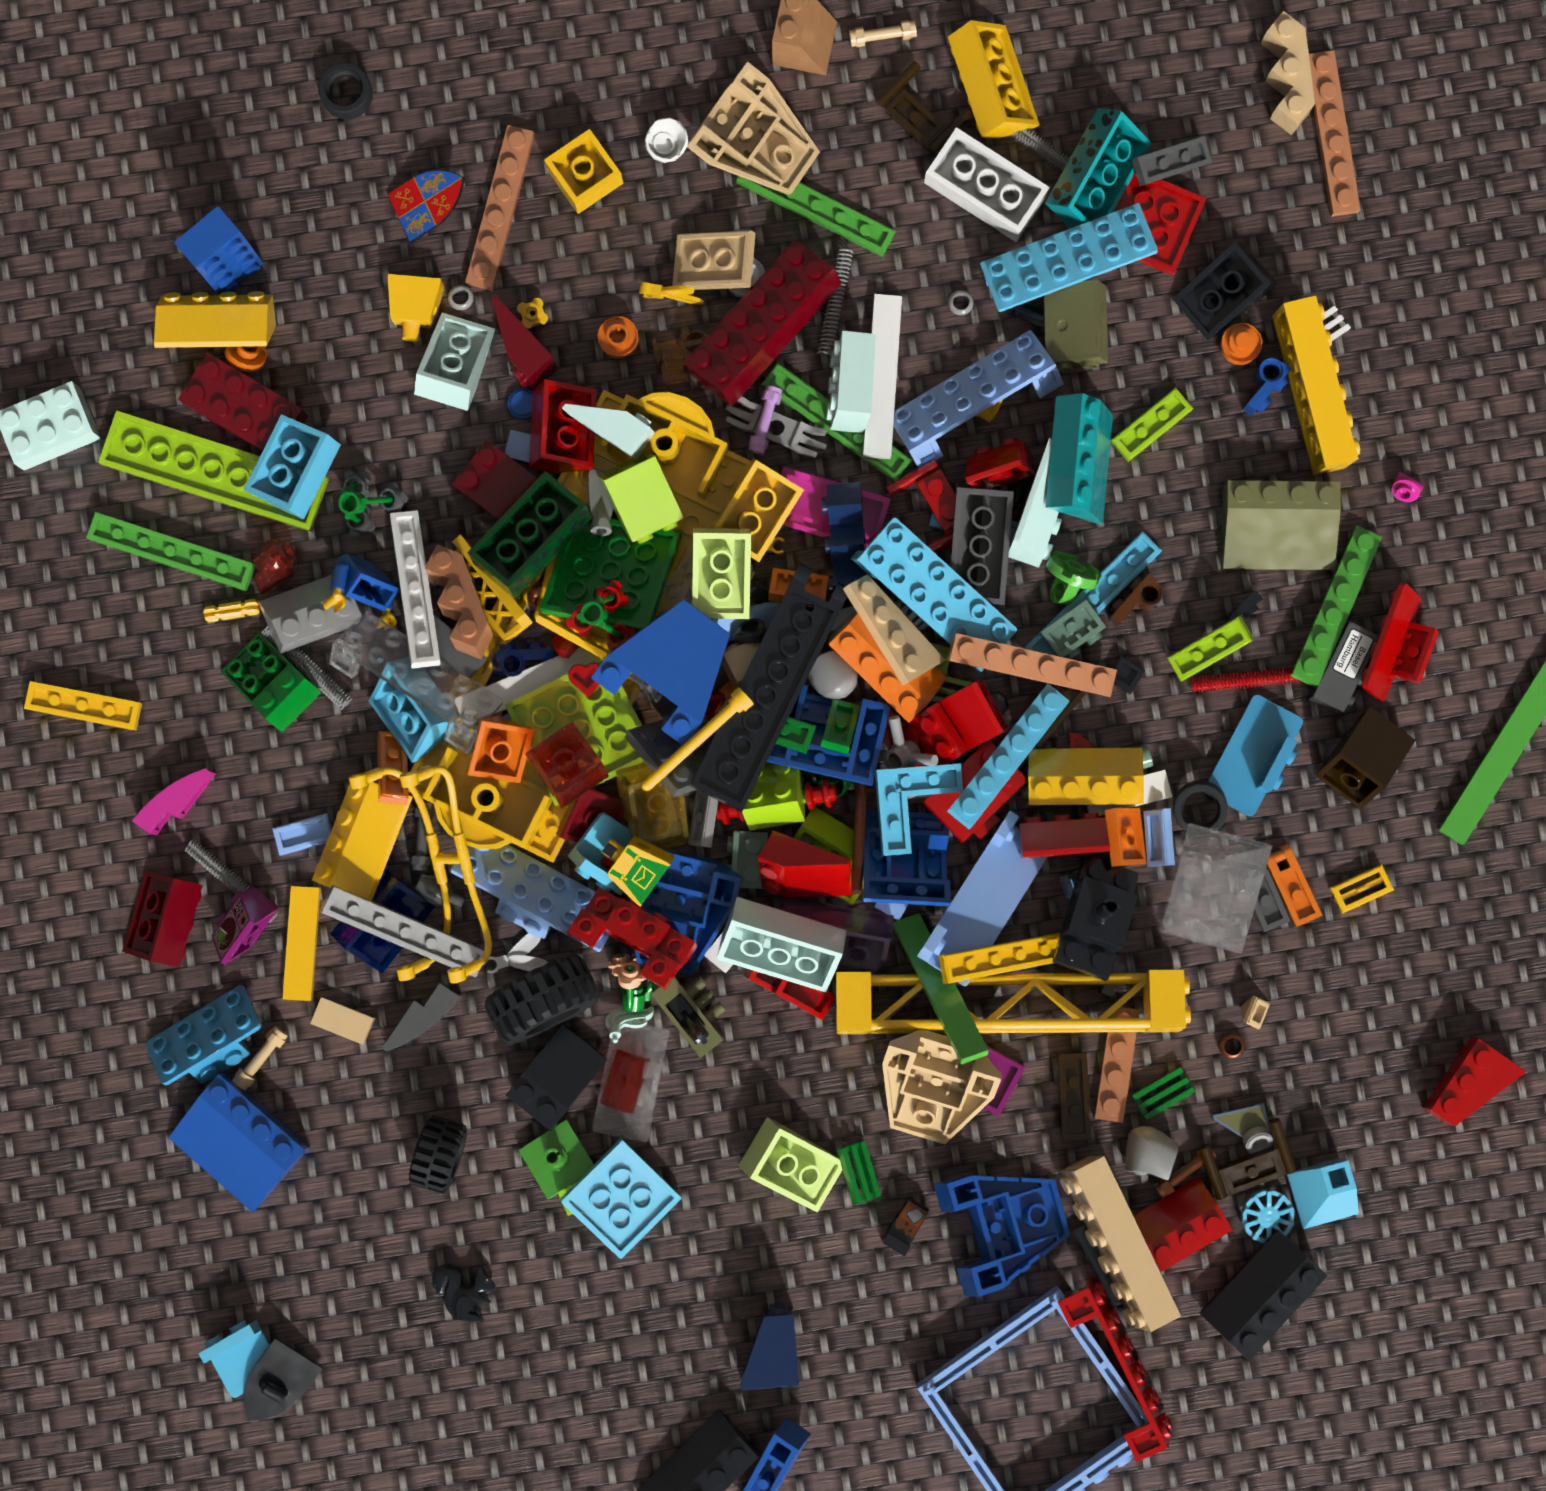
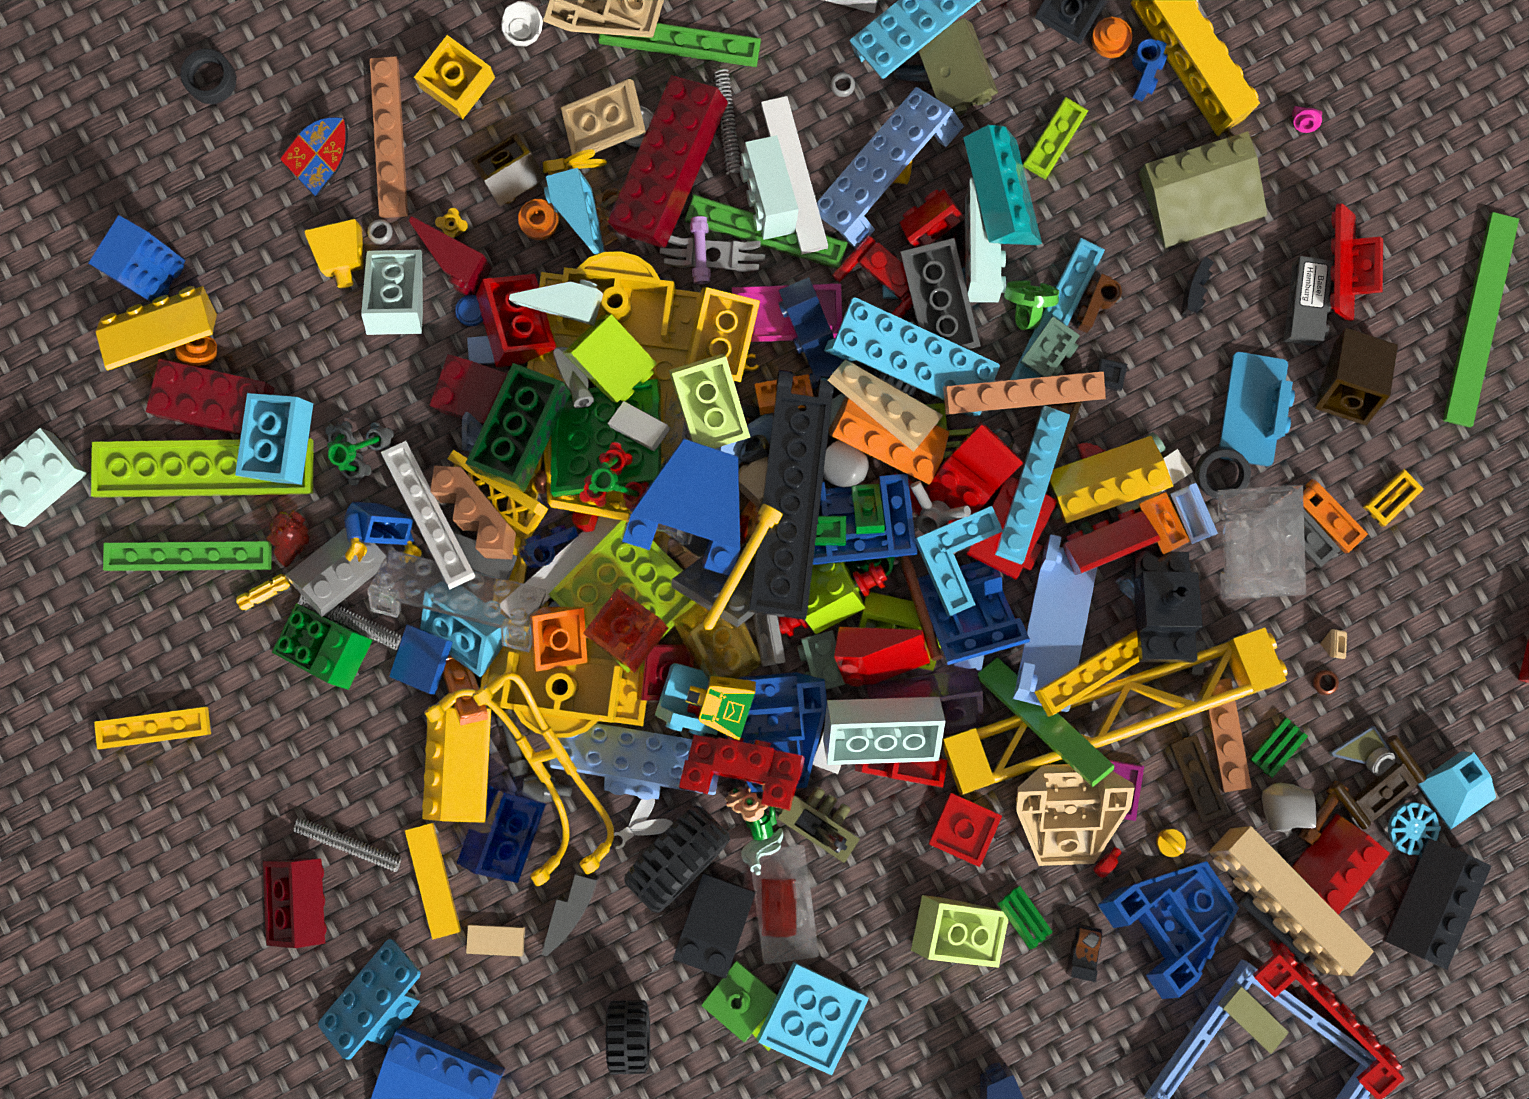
camera: 20 degrees left, 0 degrees up
(173, 800) = (267, 789): dark pink slope -> none
(242, 924) = (370, 883): magenta slope -> none
(244, 1077) = (437, 978): tan bar -> none
(302, 834) = (399, 778): light blue tile -> none
(361, 726) = (421, 659): none -> blue tile
(399, 928) = (520, 837): light grey plate -> none
(483, 522) = (470, 431): none -> sand blue tile
(581, 678) = (612, 544): red tile -> none
(605, 278) = (508, 169): none -> dark brown slope
(645, 572) = (638, 426): none -> white tile
(658, 335) = (575, 202): none -> medium azure slope
(830, 1068) = (965, 829): none -> red plate
(957, 1147) = (1107, 863): none -> red piece
(1026, 1149) = (1170, 842): none -> yellow tile
(1045, 1343) = (1253, 1018): none -> tile
(1210, 648) = (1182, 323): lime tile -> none
(1243, 678) = (1222, 340): red axle -> none
(1336, 606) = (1281, 247): bright green plate -> none

